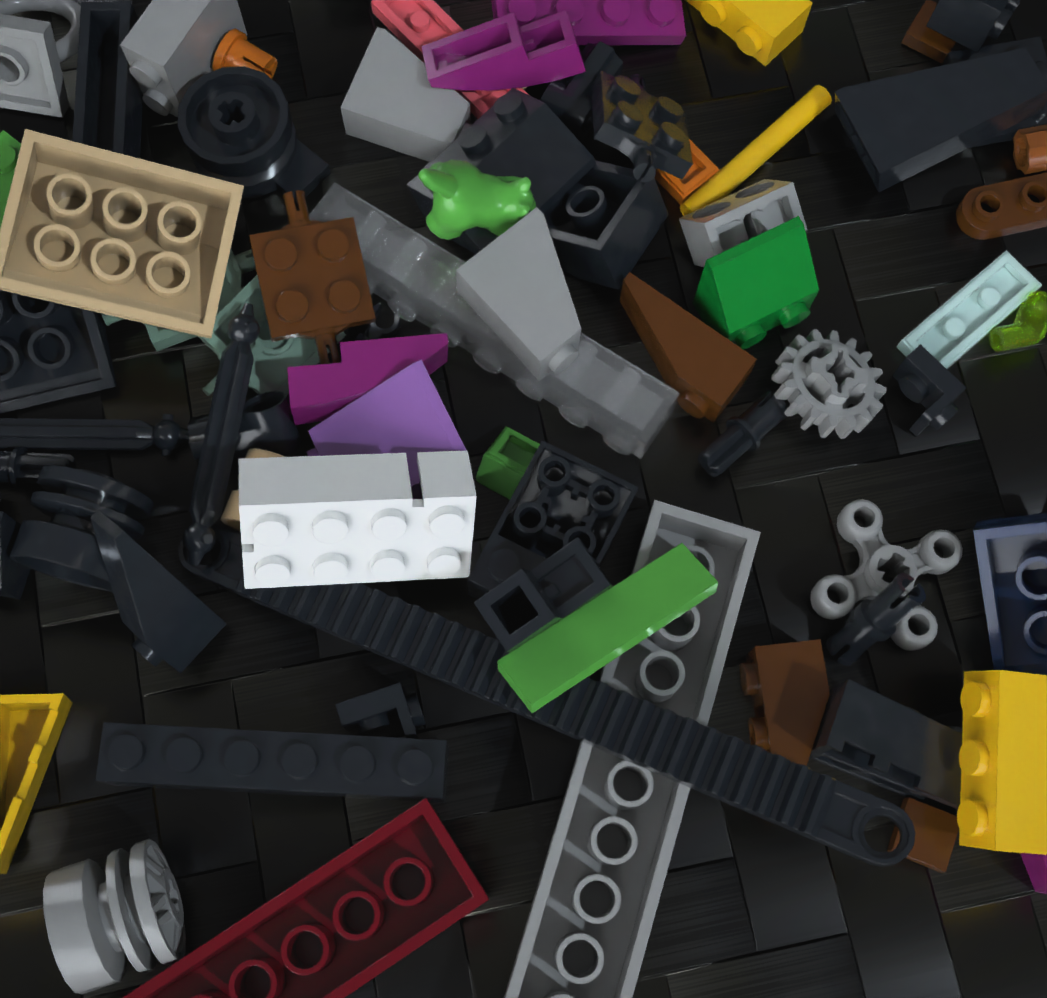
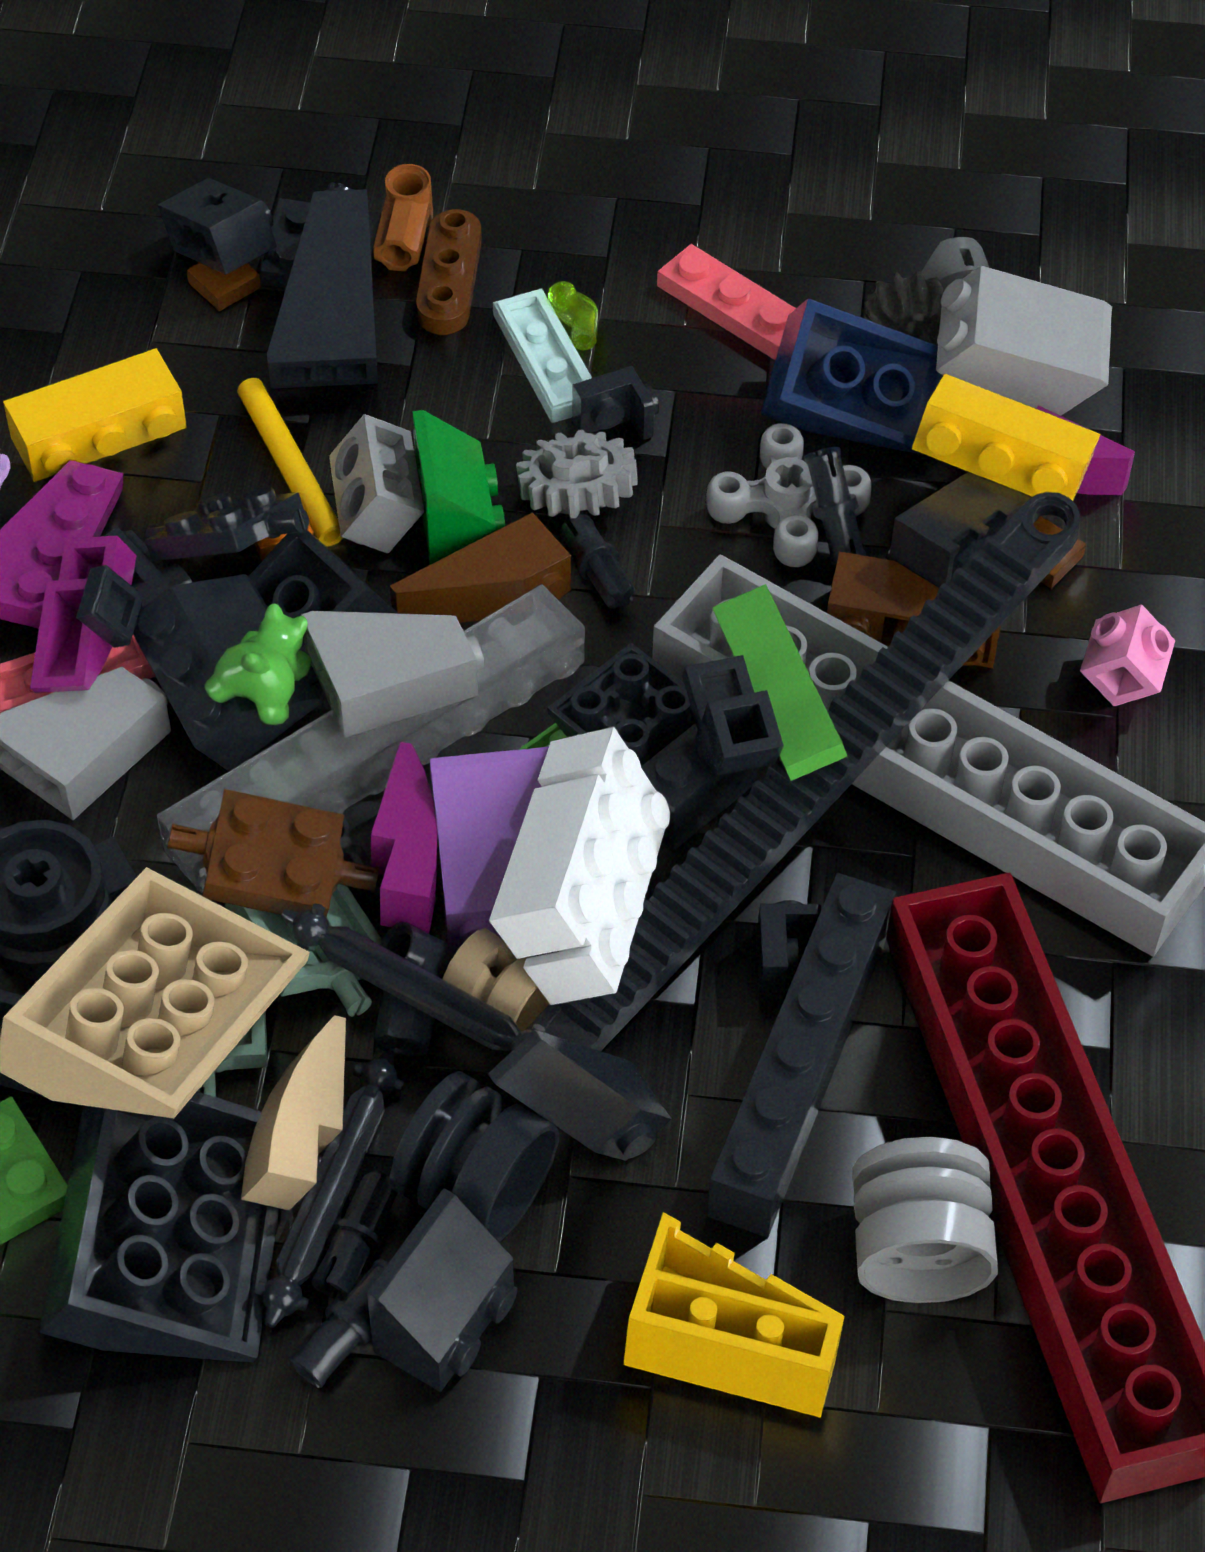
camera: 70 degrees left, 20 degrees down
(99, 386) = (298, 1122): none -> tan slope
(502, 65) = (109, 606): none -> black tile
(814, 948) = (1127, 655): none -> bright pink brick

